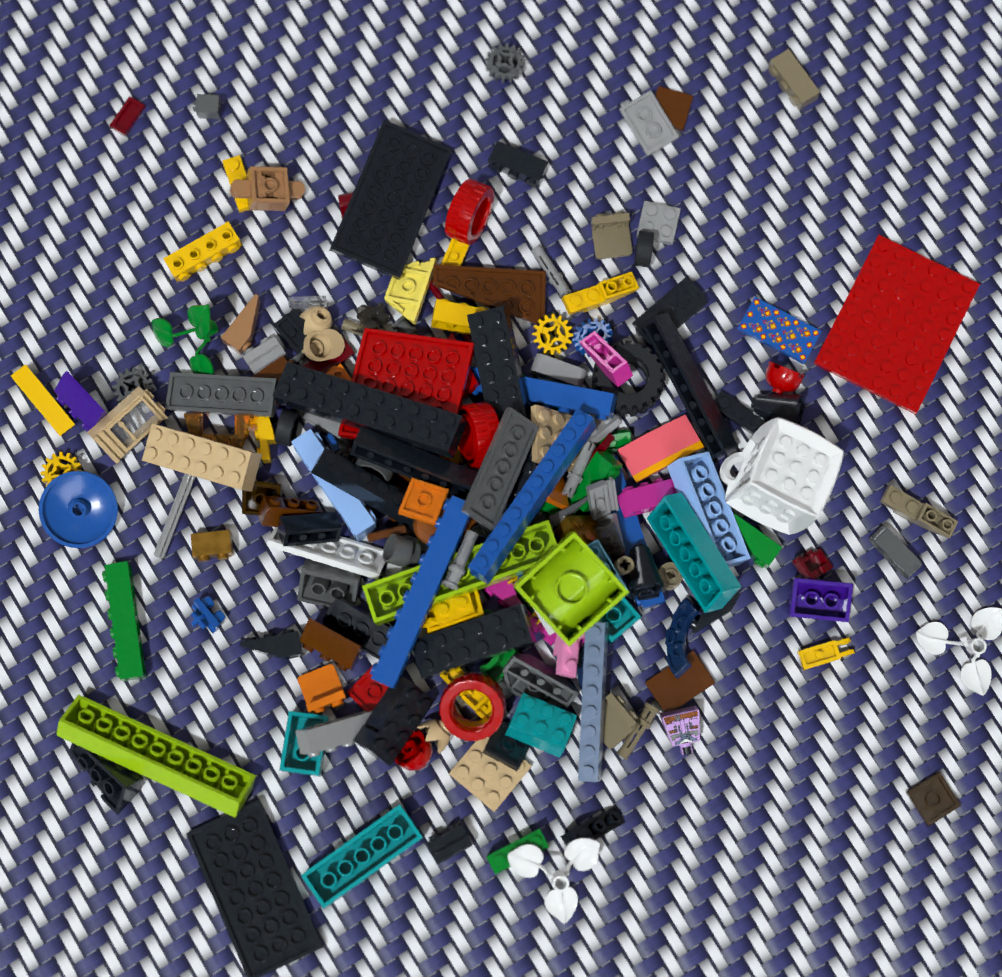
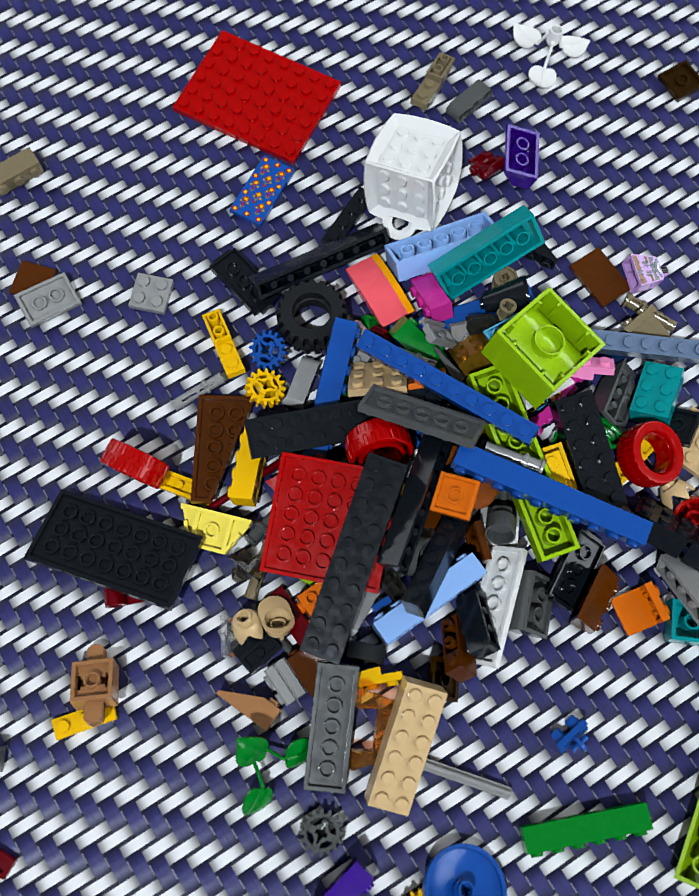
camera: 90 degrees left, 5 degrees down
(127, 423) = (366, 836): tan door -> none
(203, 252) = (163, 757): yellow brick -> none
(212, 545) = (496, 732): pearl gold brick -> none
(280, 646) = (599, 655): black slope -> none
(367, 692) = (634, 563): red tile -> none
(517, 164) = (82, 423): black brick -> none
(607, 359) = (298, 326): dark pink slope -> none
(611, 235) = (163, 334): dark tan bracket -> none
(644, 248) = (179, 301): black tyre -> none
(676, 638) = (560, 278): dark blue tile -> none
(759, 546) = (472, 204): green slope -> none
(779, 405) = (341, 184): black cone -> none
(782, 378) = (310, 184): red cylinder -> none
(823, 653) = (564, 159): yellow hinge -> none

